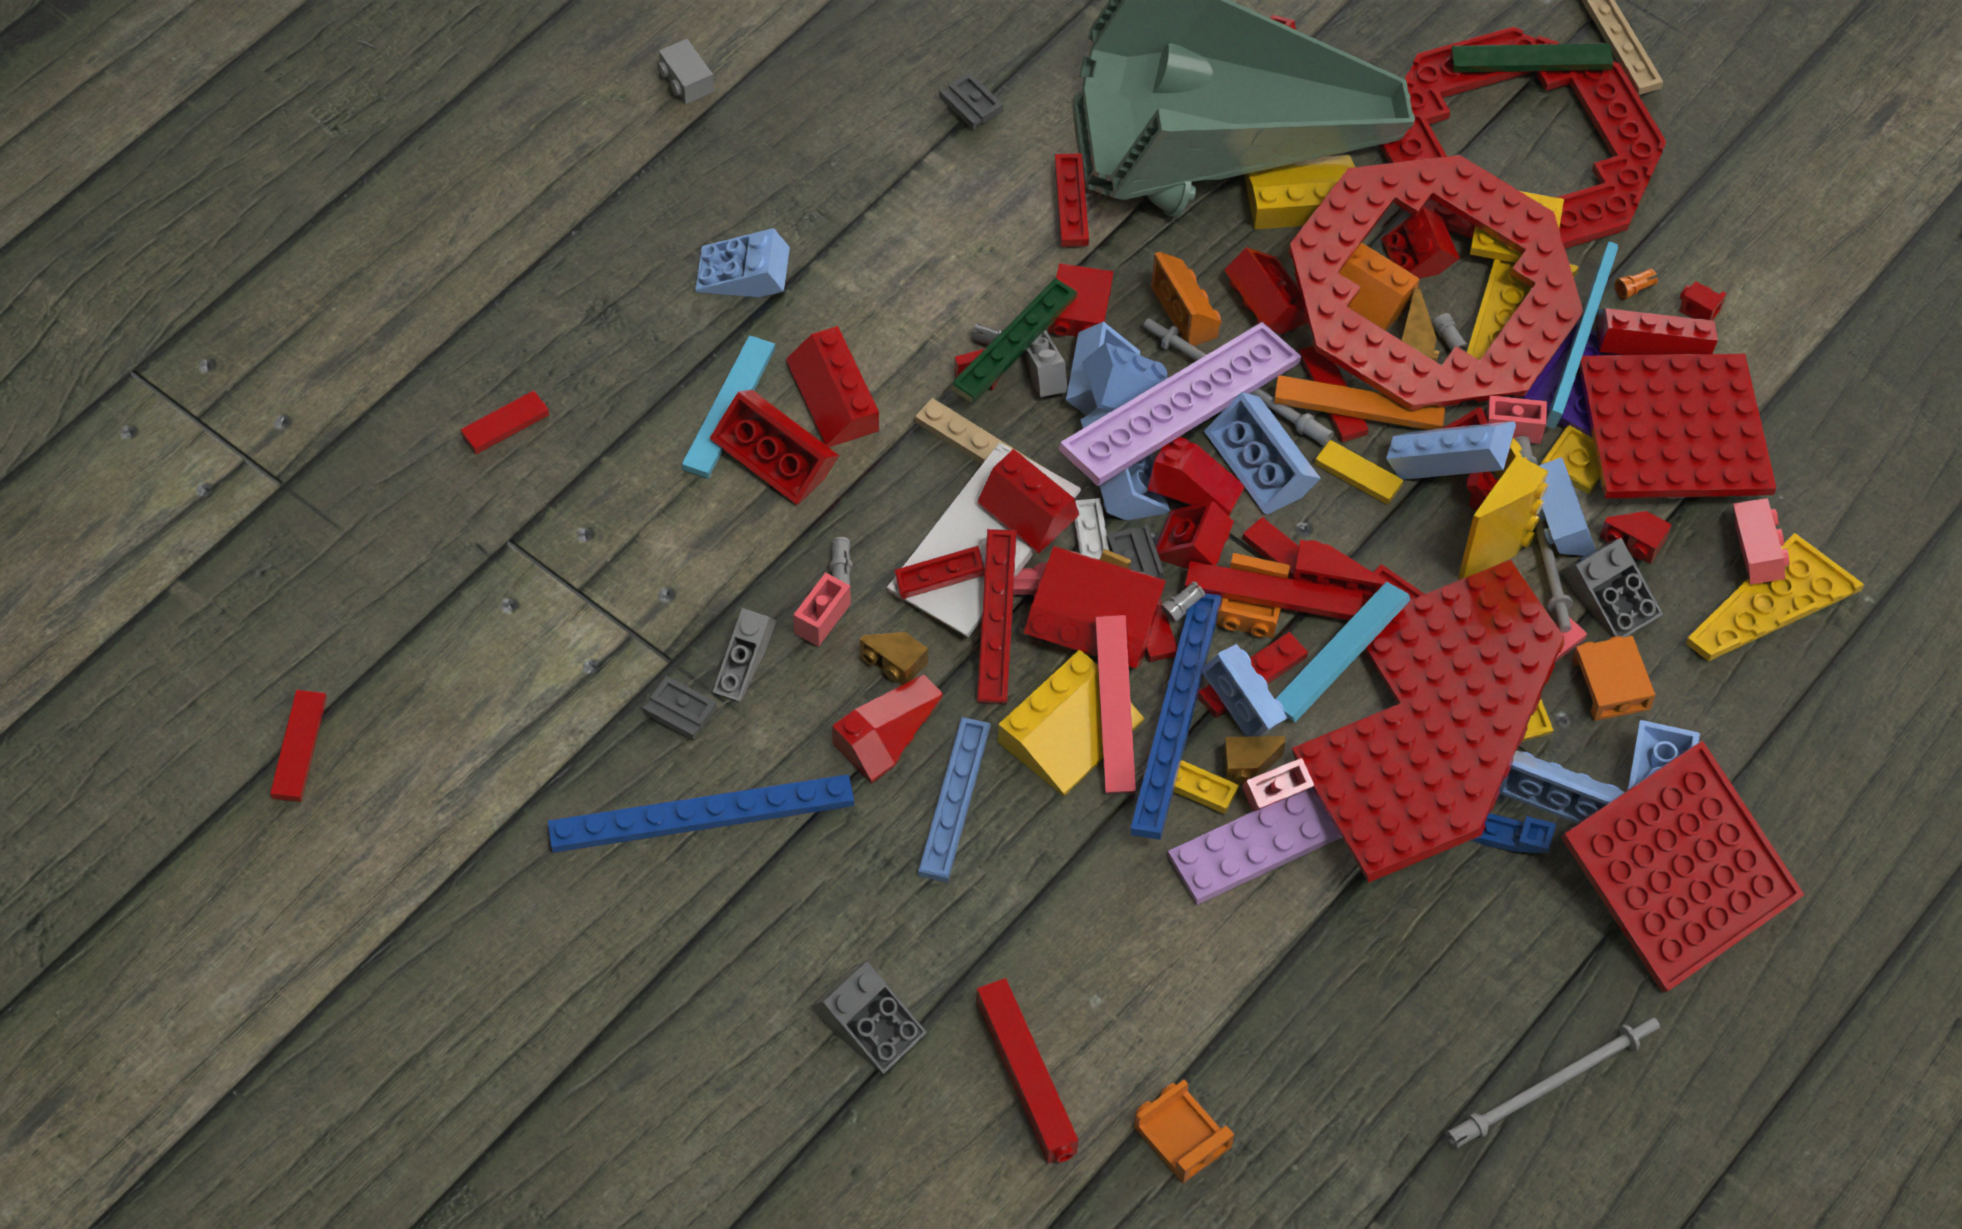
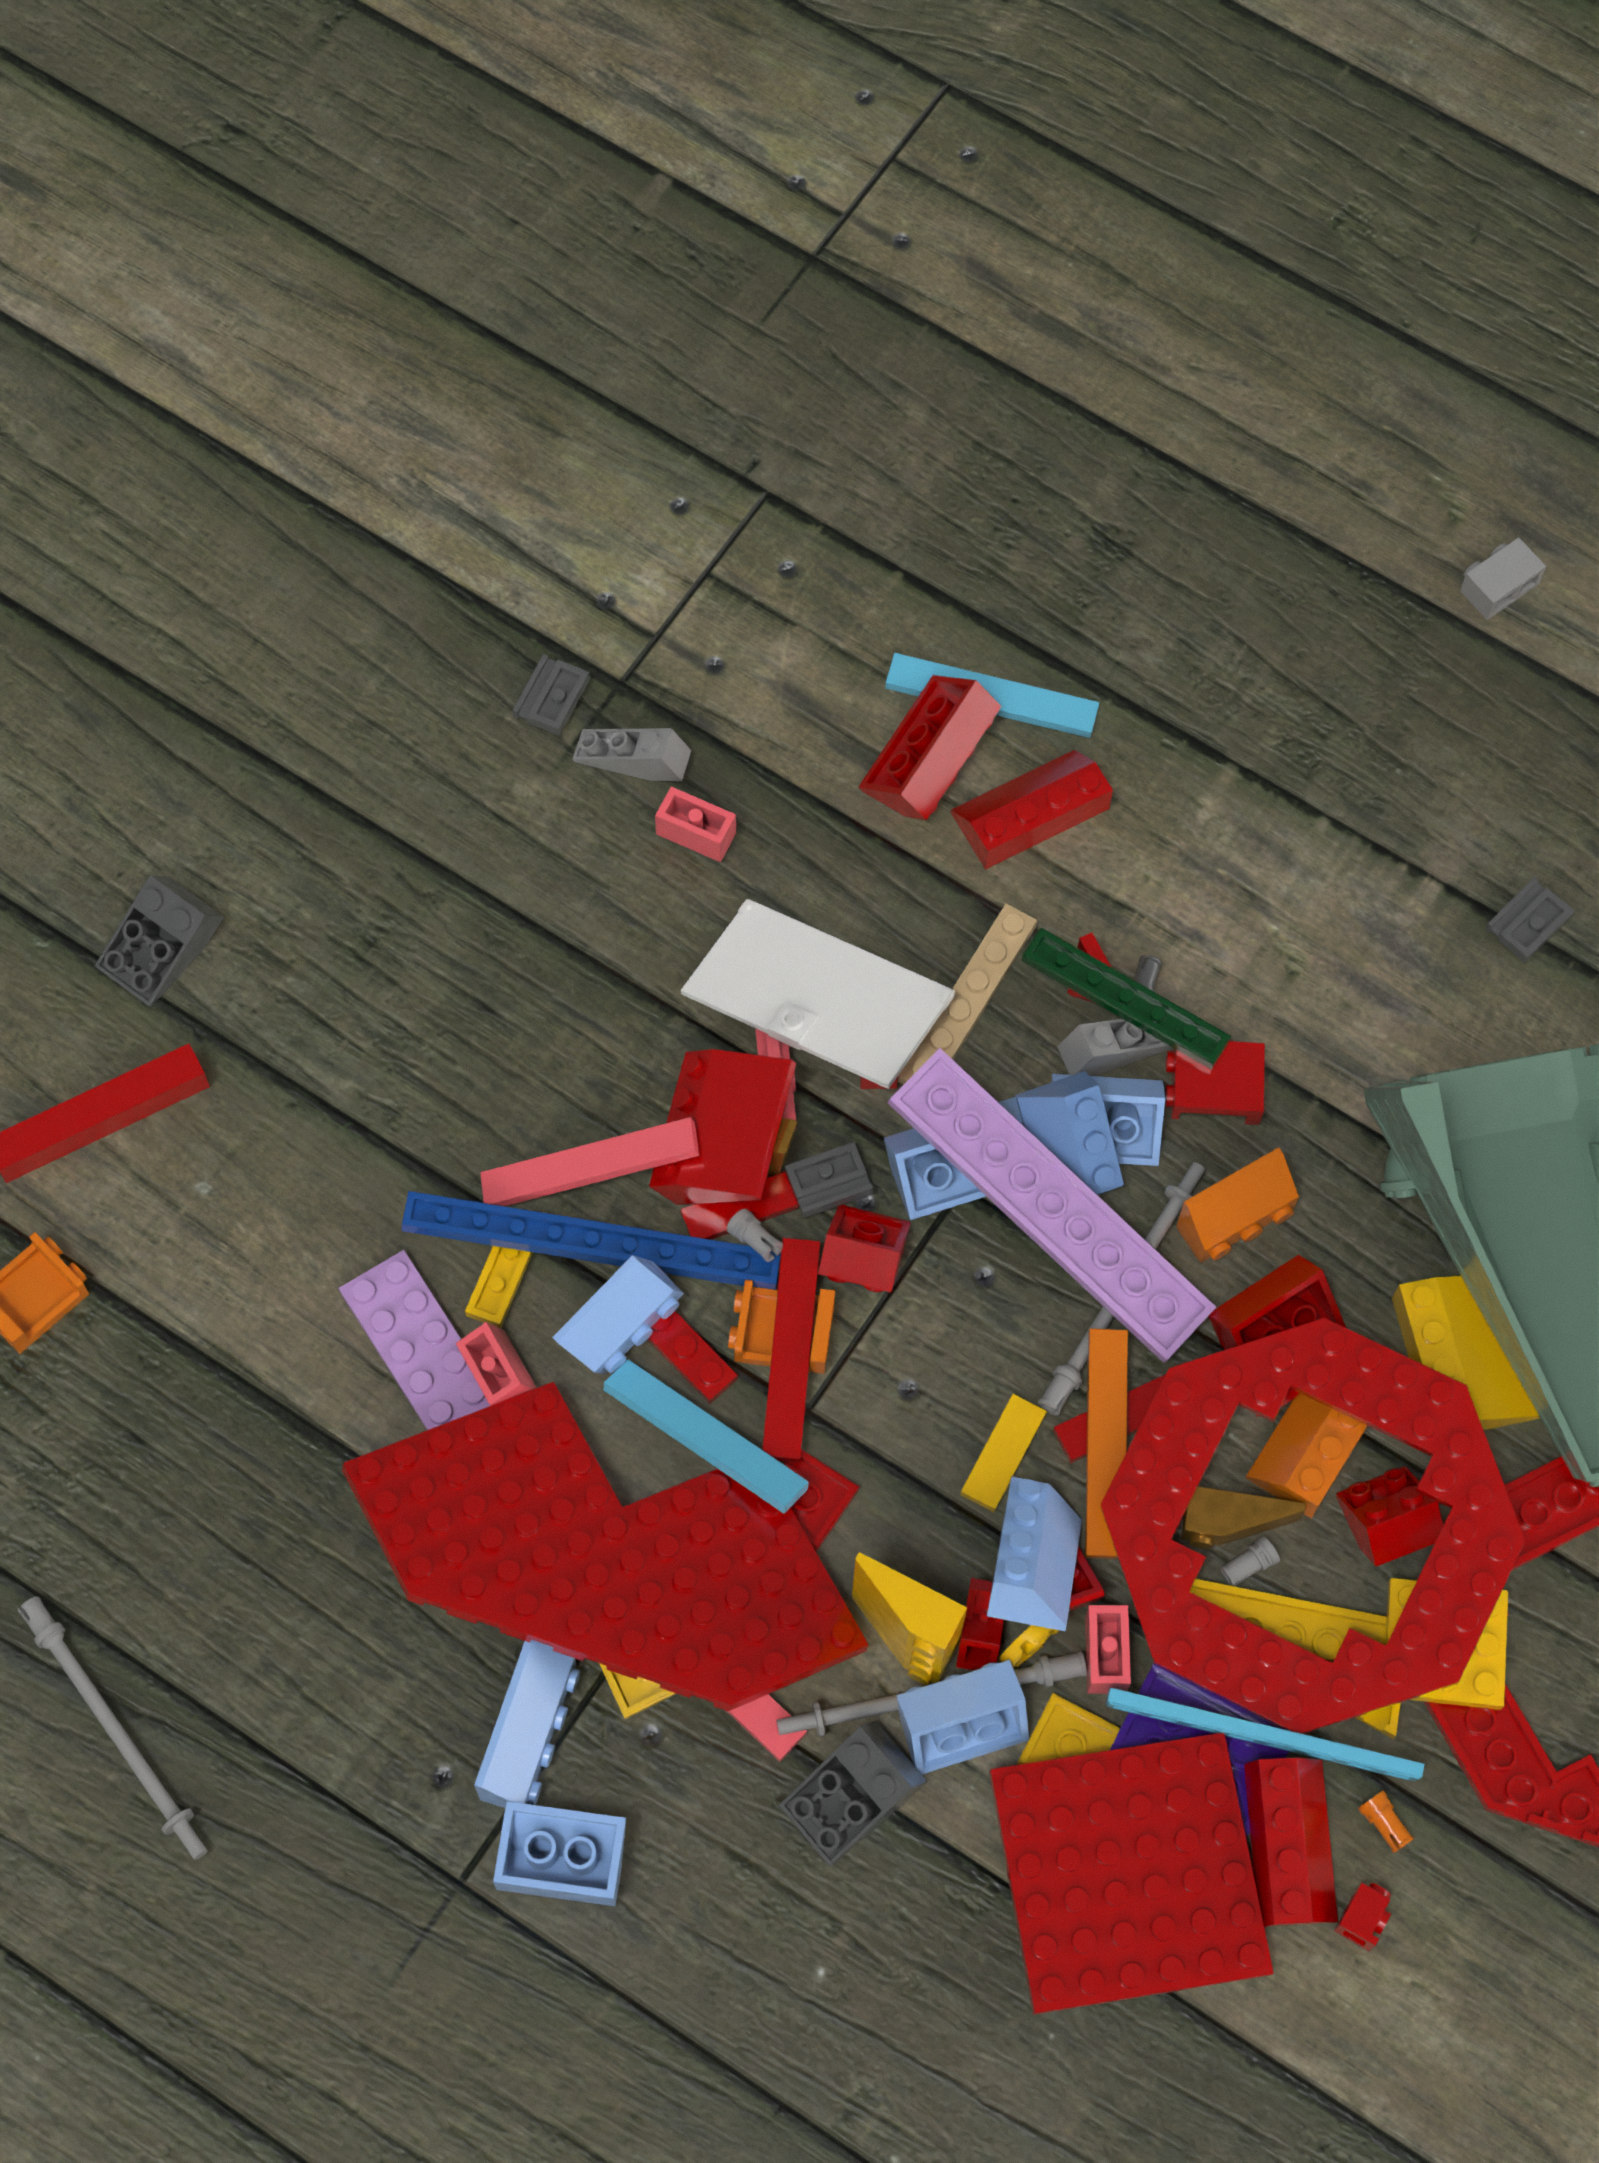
camera: 85 degrees right, 10 degrees up
(298, 746) = (466, 327): red tile -> none
(504, 422) = (931, 461): red tile -> none
(700, 813) = (417, 740): blue plate -> none
(744, 265) = (1204, 684): light blue slope -> none
(841, 563) = (796, 841): light grey pin -> none
(882, 728) = (540, 911): red wedge -> none
(895, 654) = (646, 917): pearl gold slope -> none
(940, 572) = (763, 949): red tile -> none
(954, 800) = (460, 1005): medium blue tile -> none
(997, 616) = (704, 1017): red tile -> none
(1027, 501) = (859, 1027): red slope -> none
(1061, 725) = (561, 1104): yellow slope -> none
(1071, 200) = (1387, 1058): red plate -> none
(1091, 528) = (862, 1126): white tile -> none
(1193, 476) = (947, 1240): red slope -> none
(1250, 756) = (533, 1328): pearl gold slope -> none
(1261, 453) = (1009, 1324): light blue slope -> none
(1272, 543) = (860, 1364): red tile -> none
(1329, 567) = (829, 1410): red slope -> none
(1515, 835) = (462, 1668): blue slope -> none
(1615, 677) = (712, 1792): orange panel -> none
(1640, 532) = (948, 1828): red slope -> none
(1682, 866) = (408, 1876): red plate -> none
(1760, 540) = (948, 1991): coral brick -> none
(1764, 607) = (883, 2032): yellow wing -> none

